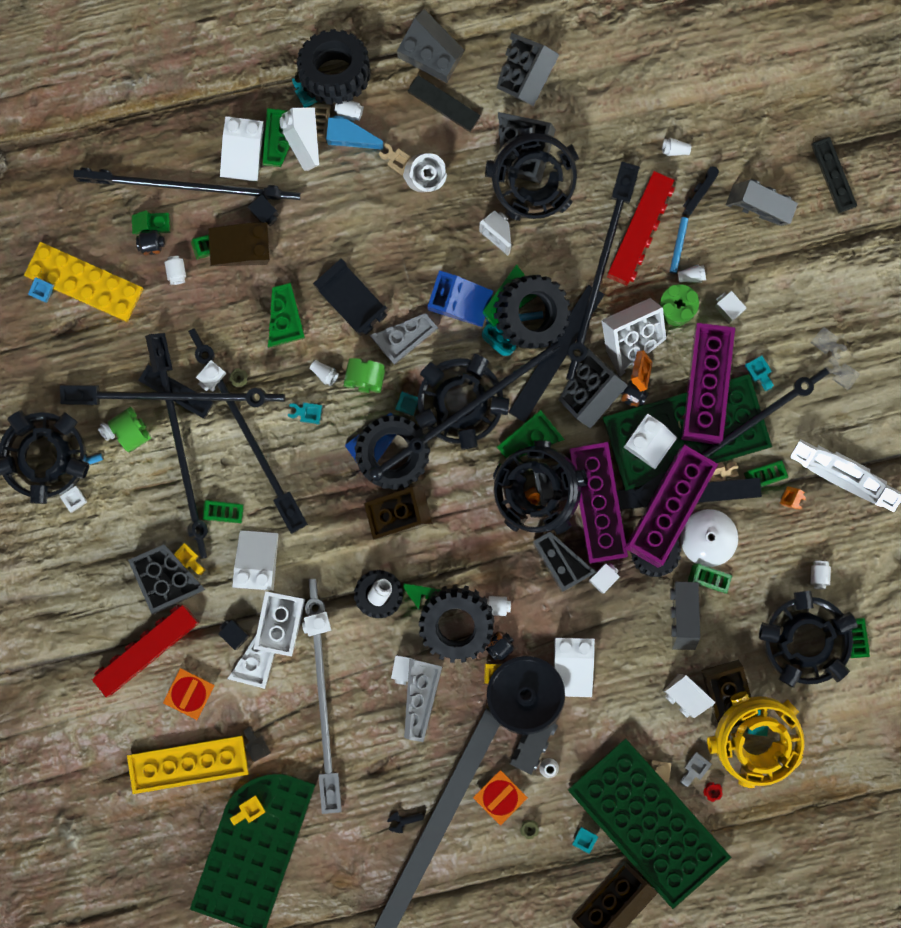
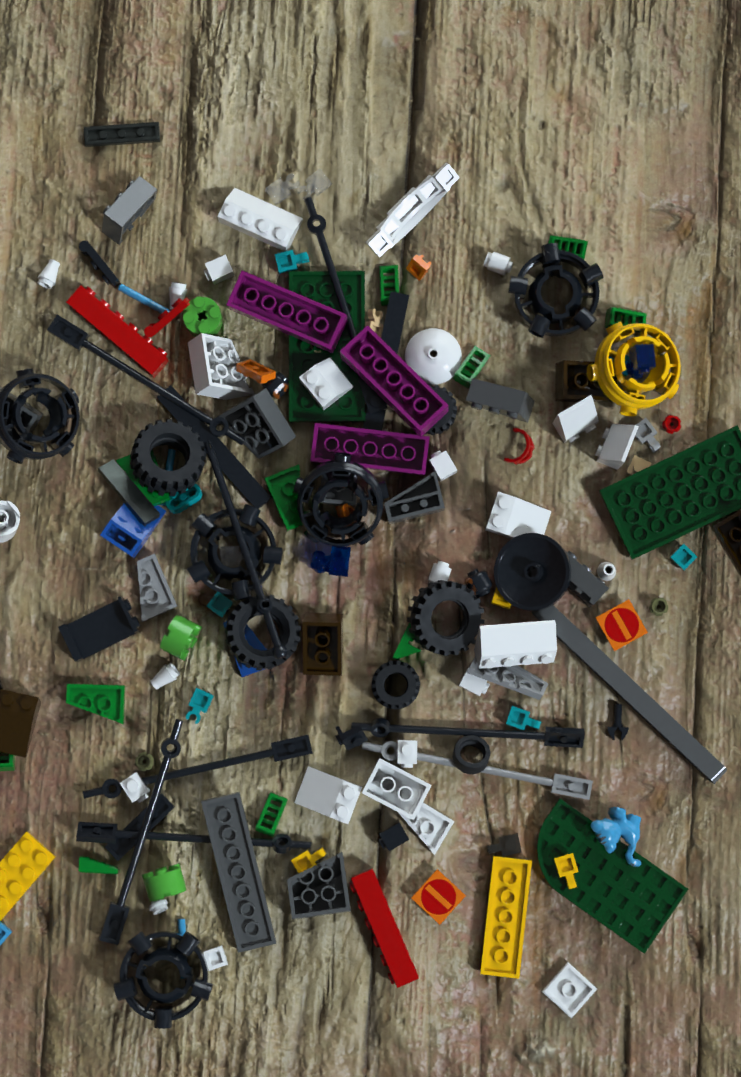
camera: 75 degrees left, 0 degrees up
(127, 360) = (91, 865): none -> green slope
(135, 846) = (569, 990): none -> white tile
(159, 496) = (238, 872): none -> dark grey plate
(175, 270) = (19, 793): white brick -> none
(296, 842) = (622, 825): none -> dark azure animal
(315, 566) = (352, 737): none -> black bracket
(346, 686) = (474, 741): none -> black tyre
(372, 760) = (552, 736): none -> black bar
(380, 592) = (395, 682): white brick -> none
(381, 723) = (520, 718): none -> teal plate
(450, 699) = (516, 644): none -> white slope
(478, 502) = (336, 563): none -> clear blue brick
(488, 285) = (129, 492): none -> pearl dark grey tile
(497, 230) = (78, 468): white slope -> none
(644, 657) = (527, 452): none -> red helmet
(667, 270) = (166, 317): none -> red plate
(675, 742) = (616, 445): none -> white slope
(766, 742) = (641, 360): none -> clear blue brick
(791, 331) = (259, 219): none -> white slope
(805, 699) = (612, 311): none -> green slope

